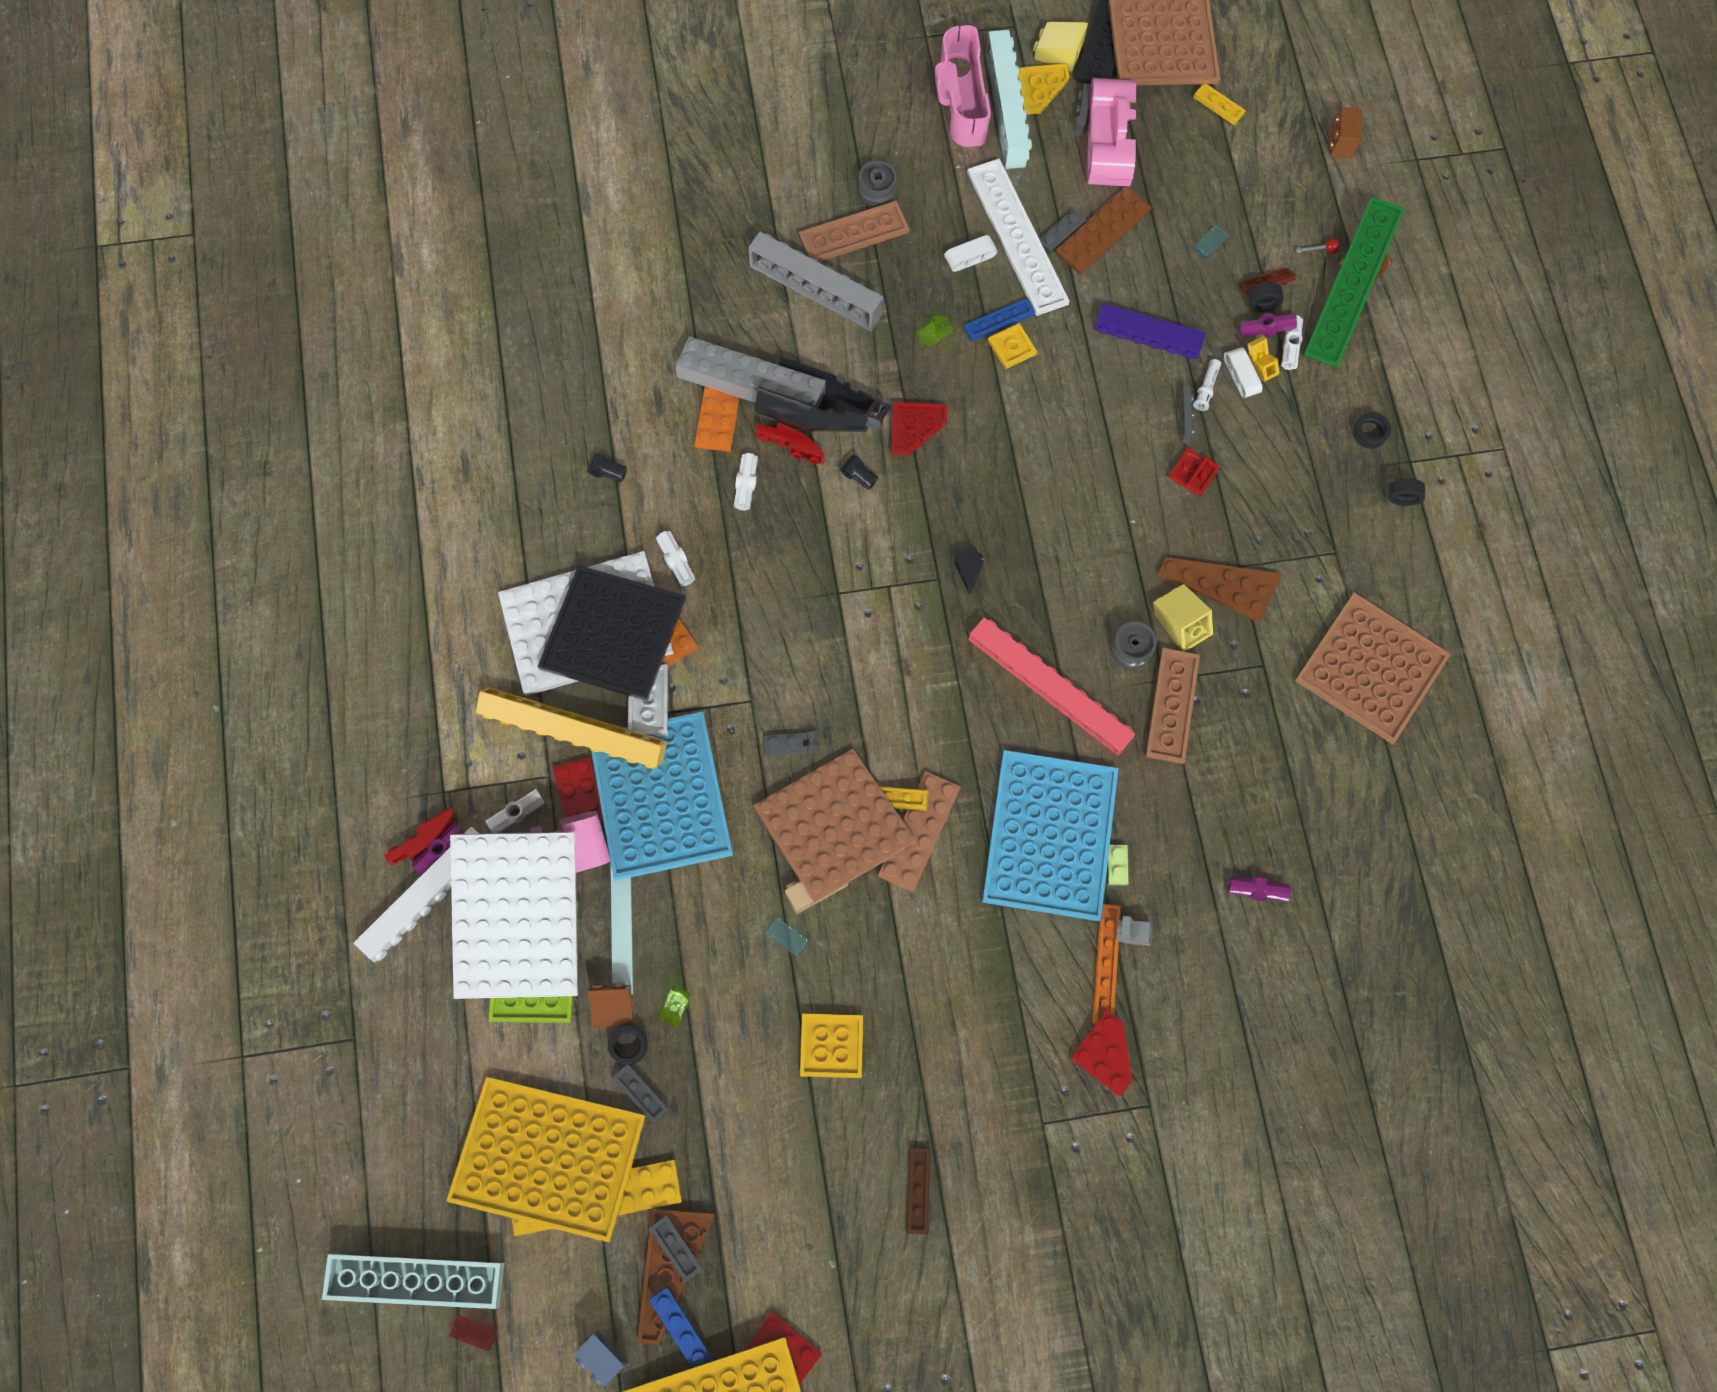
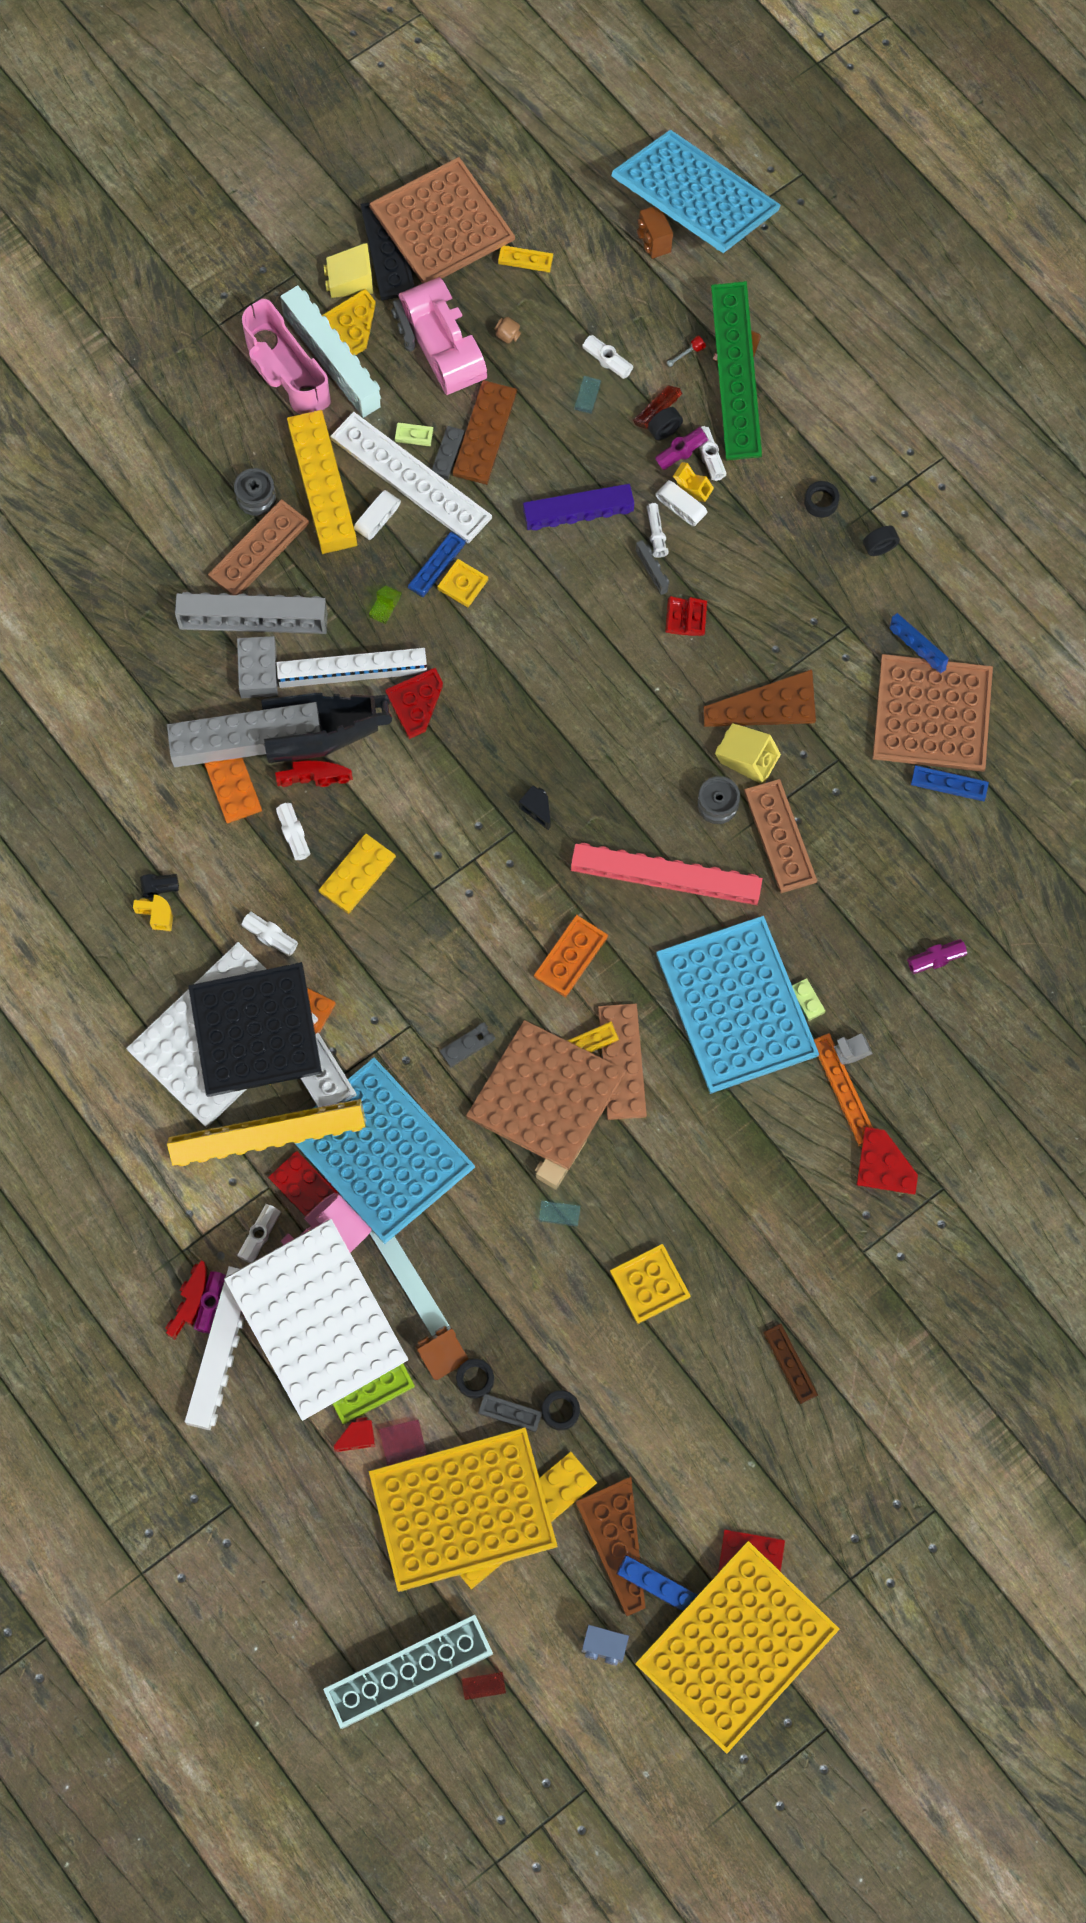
camera: 25 degrees left, 0 degrees up
(495, 1038) = (356, 1436): none -> red slope
(532, 1067) = (402, 1442): none -> clear pink tile
(593, 490) = (158, 909): none -> yellow brick
(671, 1116) = (560, 1395): none -> black tyre
(675, 1006) = (498, 1323): clear neon green slope -> none
(676, 1249) = (615, 1521): dark grey plate -> none
(780, 546) = (357, 873): none -> yellow plate
(795, 329) = (257, 667): none -> light grey brick
(855, 469) = (385, 769): black piece -> none
(875, 369) = (351, 667): none -> white brick
(925, 714) = (571, 956): none -> orange plate
(938, 203) = (322, 481): none -> yellow brick
(1040, 202) = (414, 434): none -> yellowish green plate
(1170, 154) = (507, 330): none -> medium nougat head
(1242, 211) = (615, 362): none -> white piece
(1354, 738) = (949, 783): none -> blue plate
(1393, 599) = (918, 643): none -> blue plate
(1401, 115) = (696, 191): none -> medium azure plate

